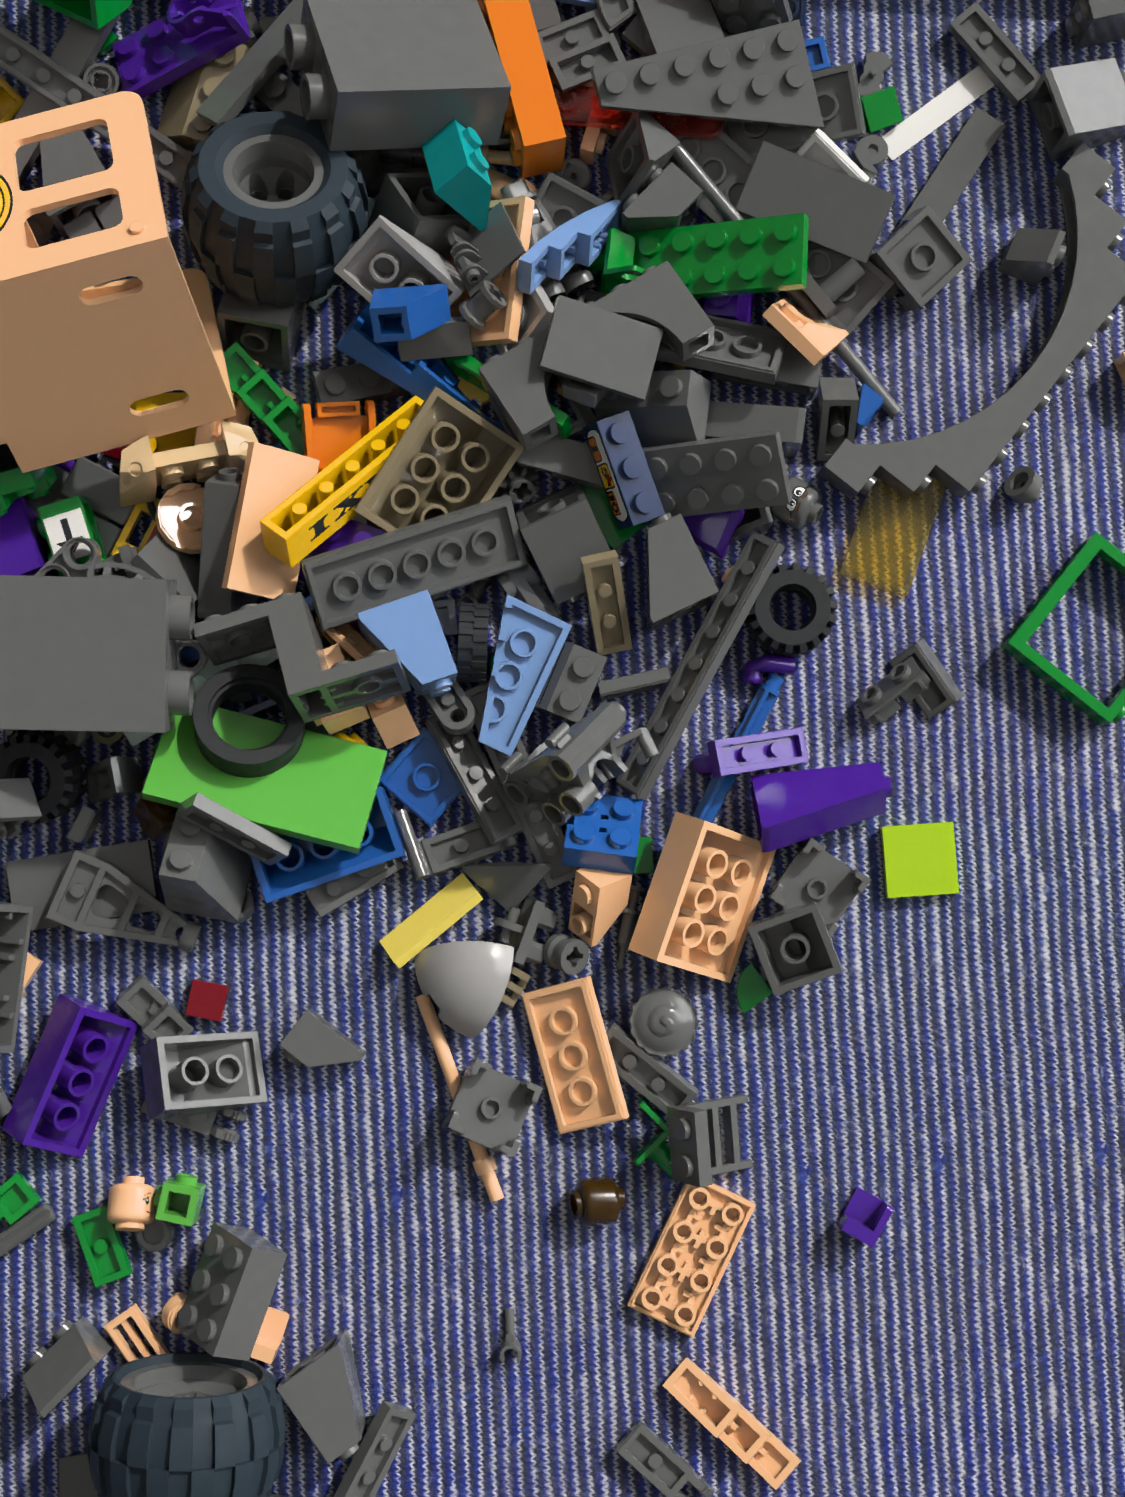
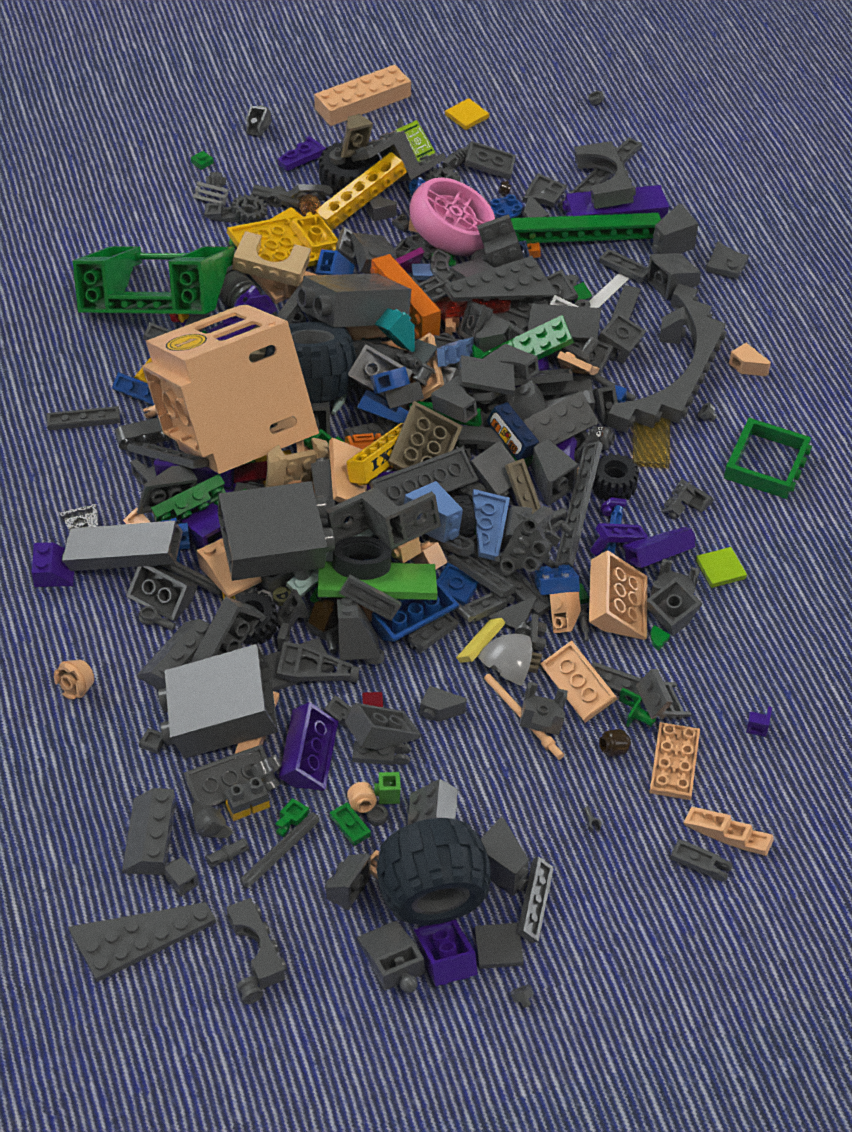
camera: 15 degrees left, 35 degrees down
(566, 953) = (557, 637): dark grey wheel -> none
(663, 1022) = (619, 655): dark grey piece -> none

